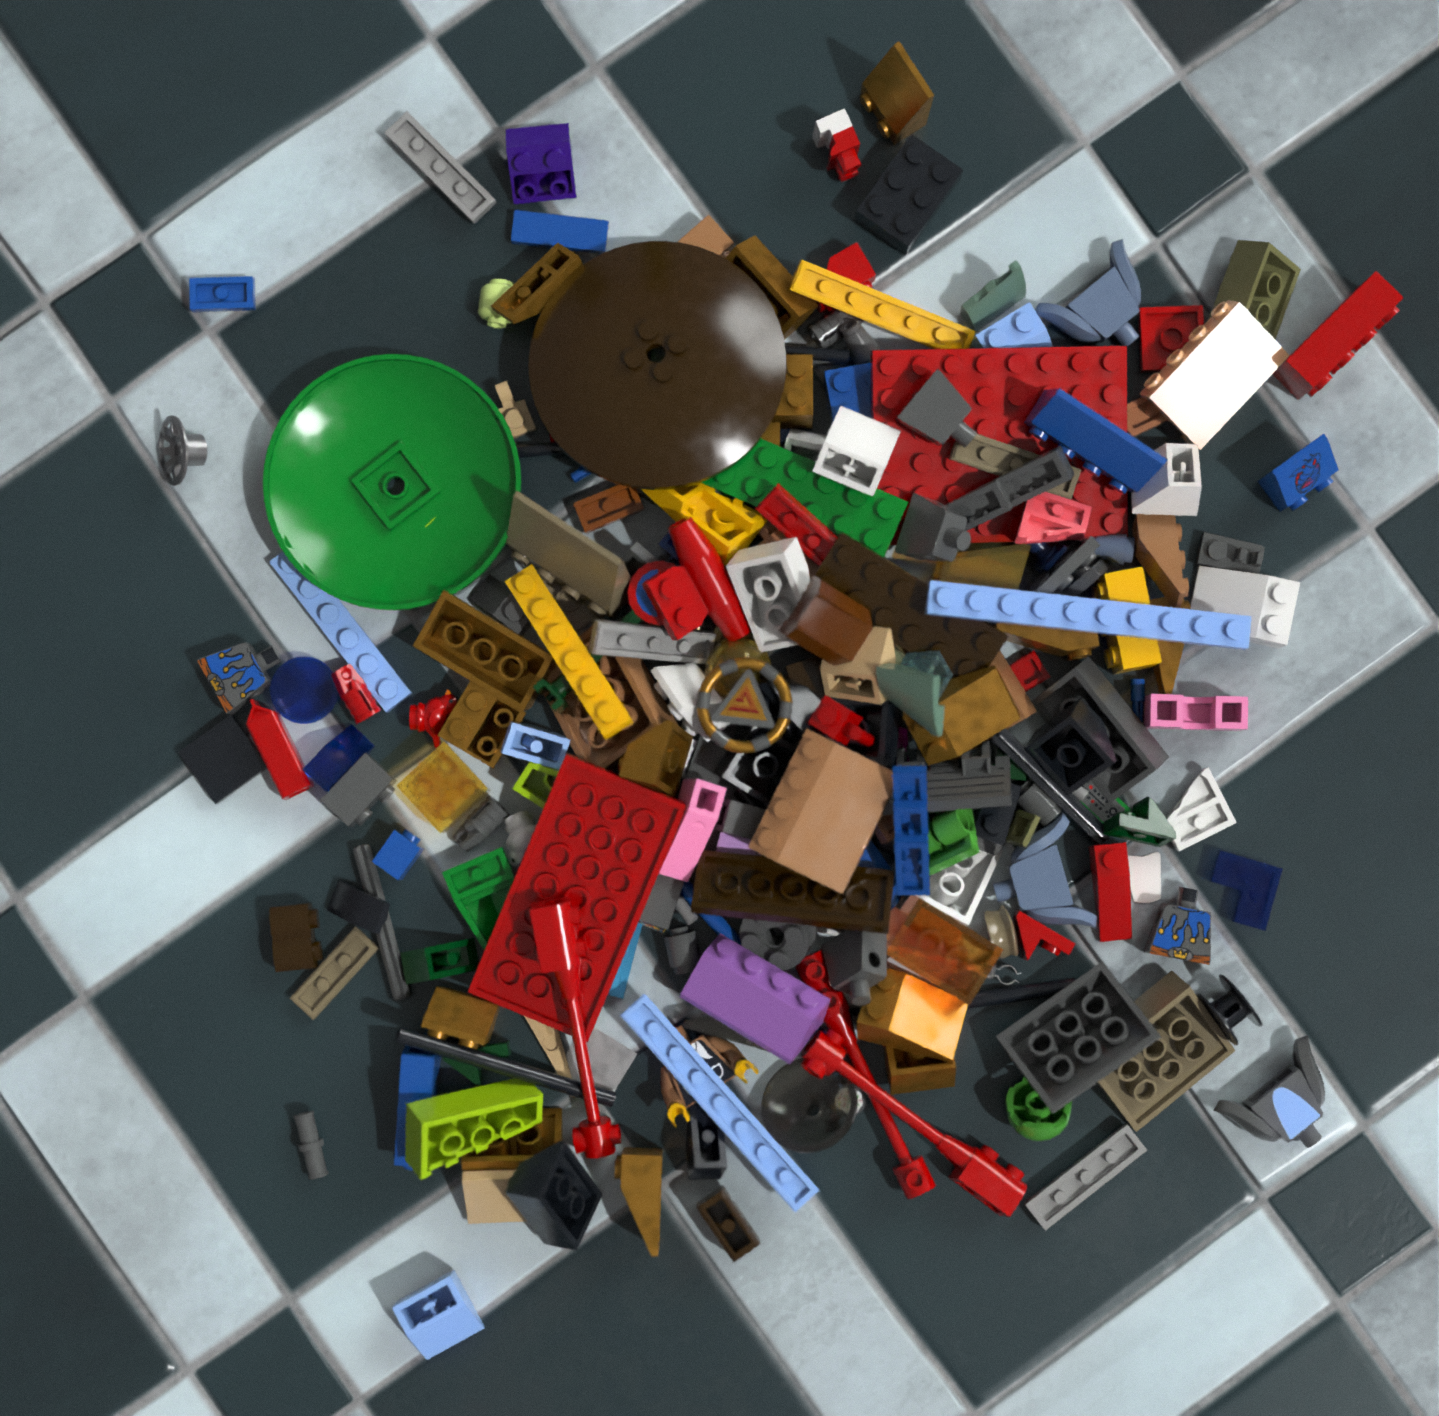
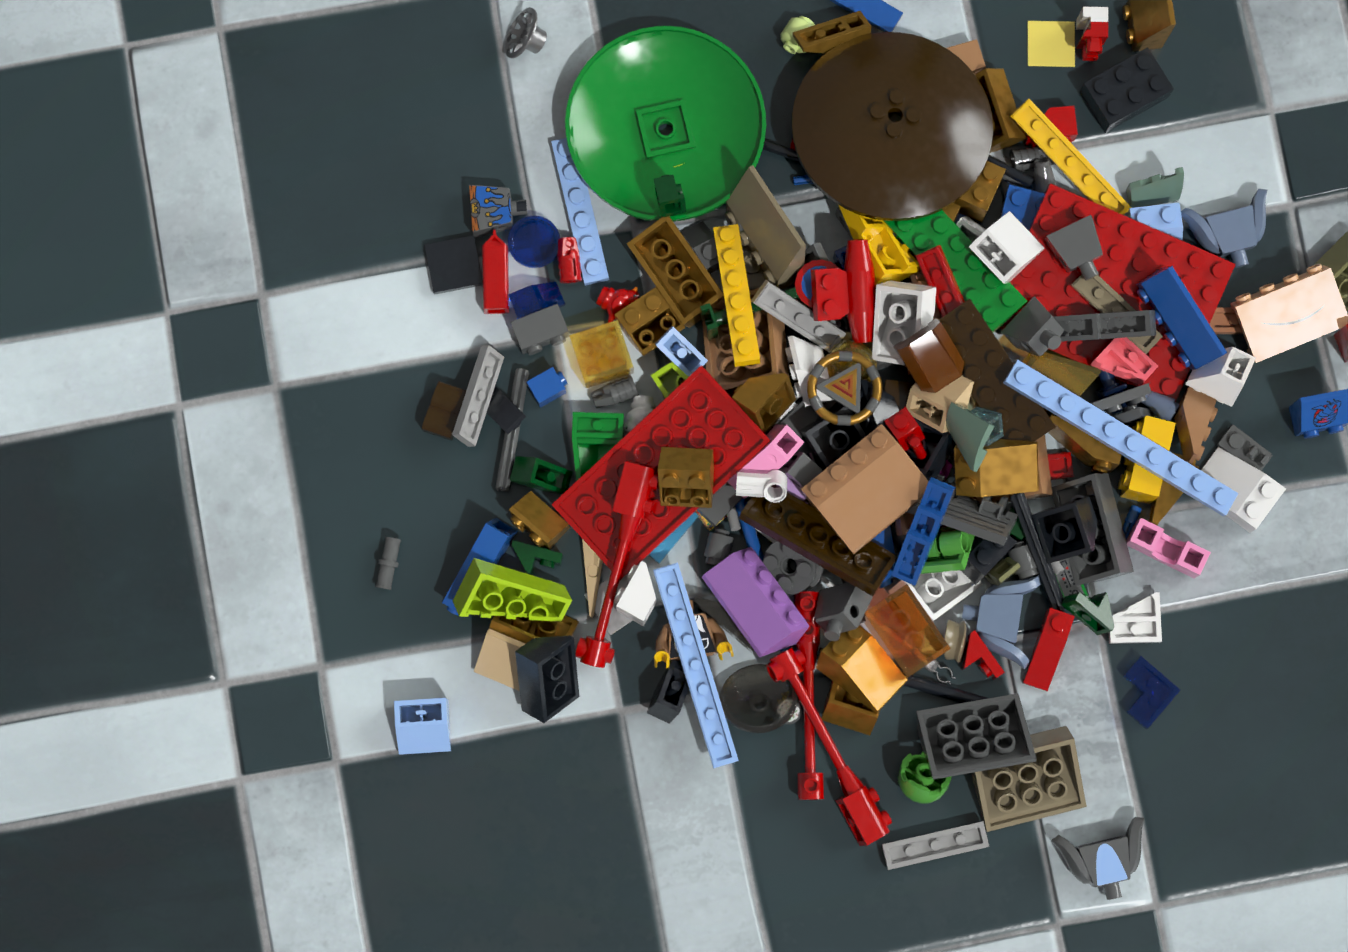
camera: 25 degrees right, 5 degrees down
(323, 904) = (478, 395): none -> light grey plate
(334, 973) = (457, 453): dark tan tile -> none
(436, 569) = (669, 196): none -> dark green brick
(499, 1065) = (551, 566): black piece -> none
(515, 413) = (774, 117): tan plate -> none
(608, 507) = (811, 211): dark orange plate -> none
(608, 893) = (686, 477): none -> pearl gold slope
(618, 1052) = (639, 597): none -> white slope
(641, 1186) = (612, 699): pearl gold slope -> none
(710, 859) = (760, 485): none -> white piece
(728, 1223) = (661, 756): dark brown brick -> none
(796, 178) = (1051, 43): none -> light yellow sticker
(1145, 877) = (1077, 652): white sticker -> none
(1164, 331) = (1268, 267): red plate -> none
(1181, 930) = (1086, 701): torso -> none
(1230, 1009) = (1096, 771): black piece -> none

